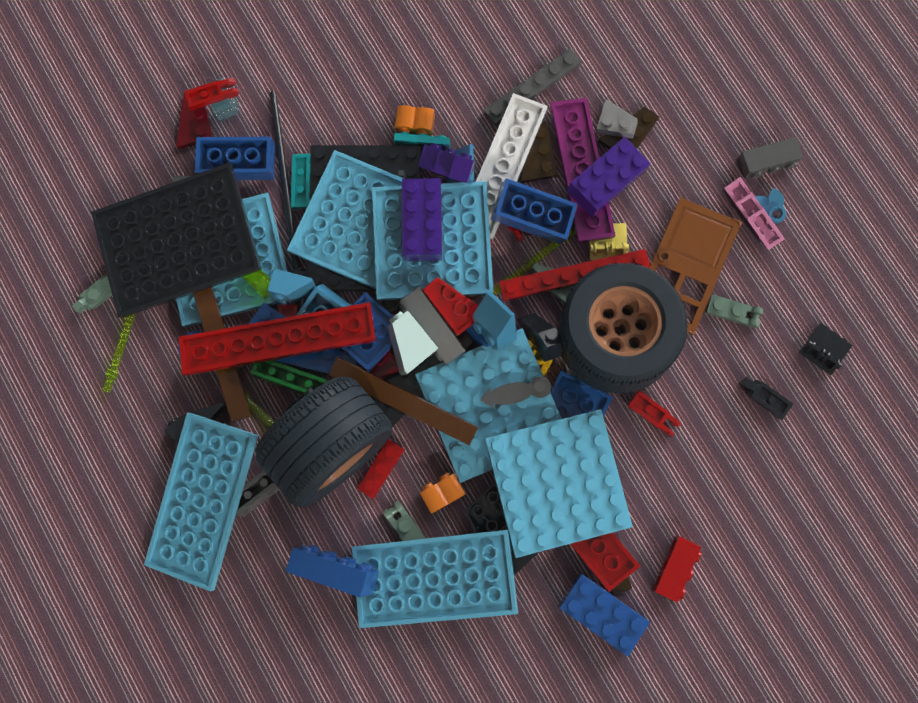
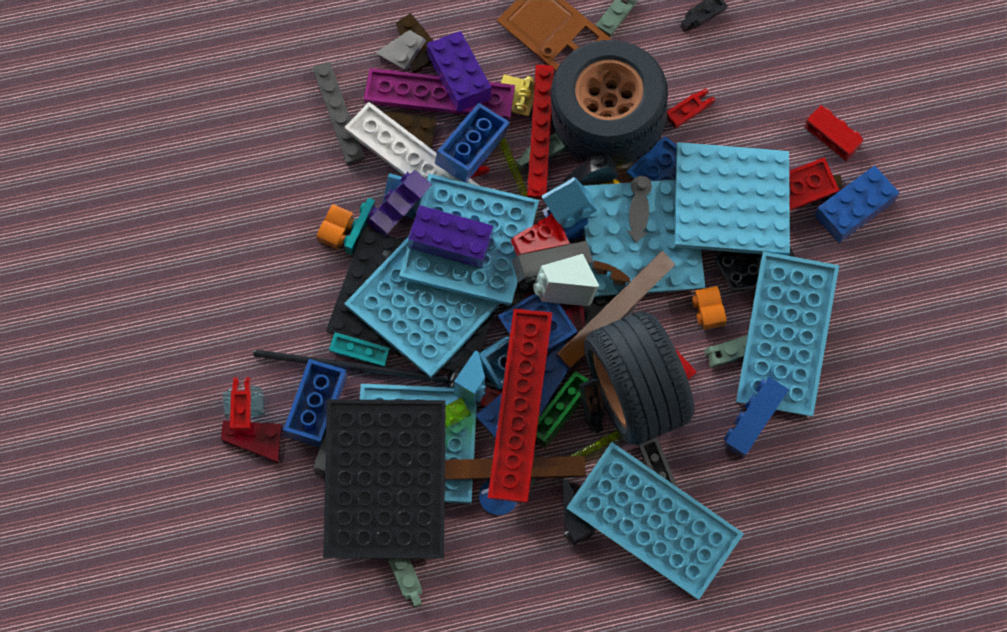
camera: 80 degrees left, 10 degrees down
(112, 373) = (496, 585): clear neon green bar -> none
(437, 391) = (615, 274): none -> reddish brown slope

